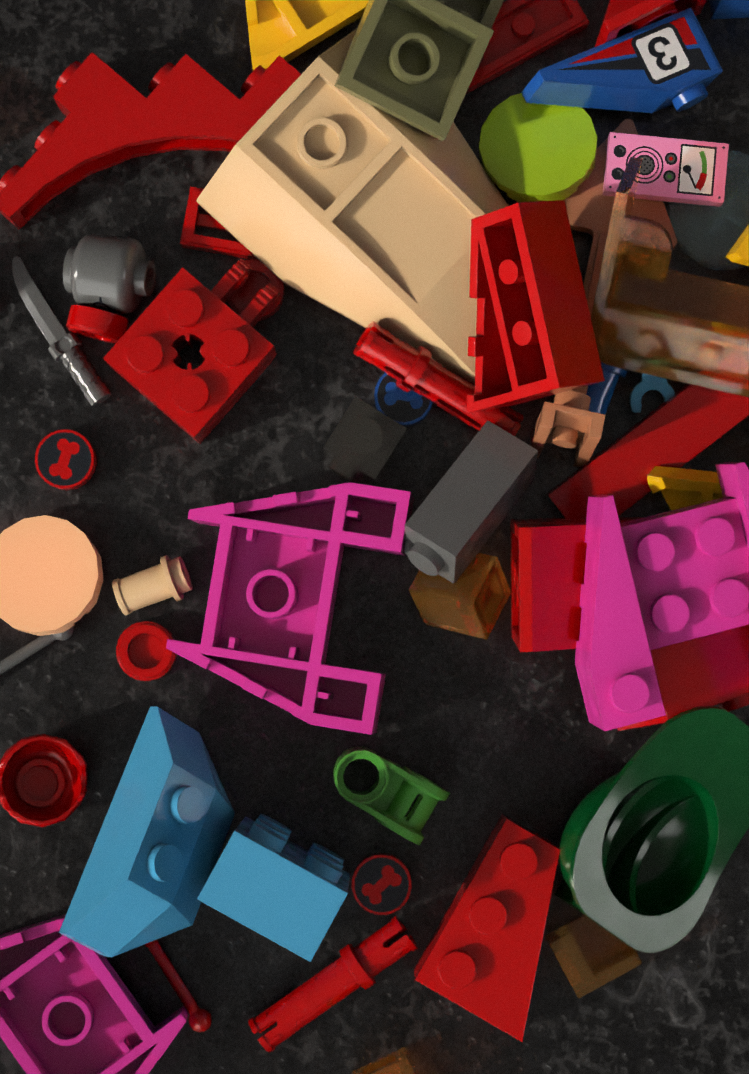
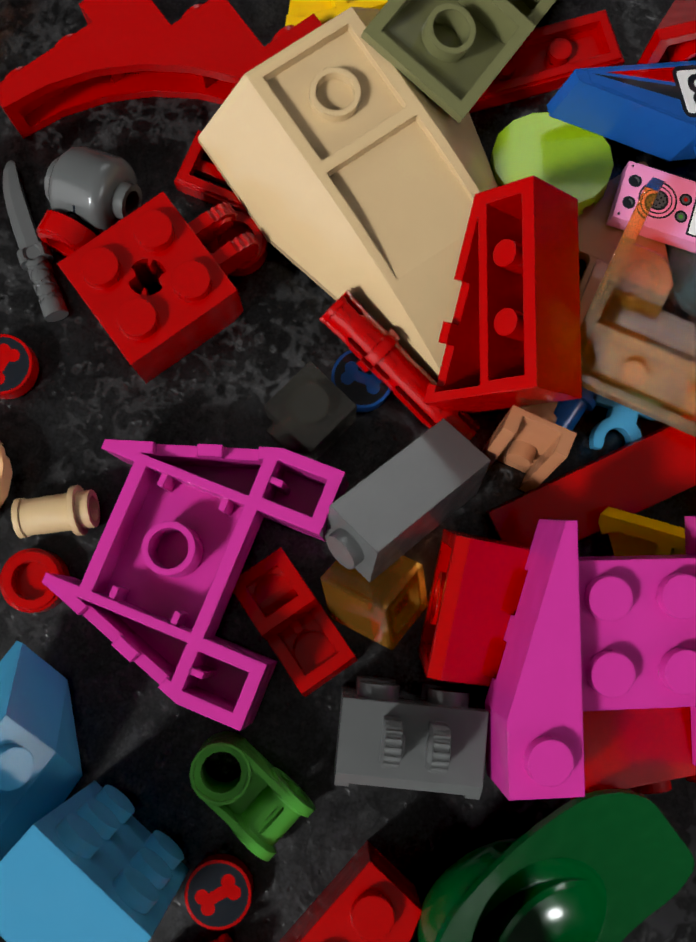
camera: 10 degrees right, 5 degrees down
(392, 635) = (293, 622): none -> red slope
(517, 709) = (411, 738): none -> dark grey hinge

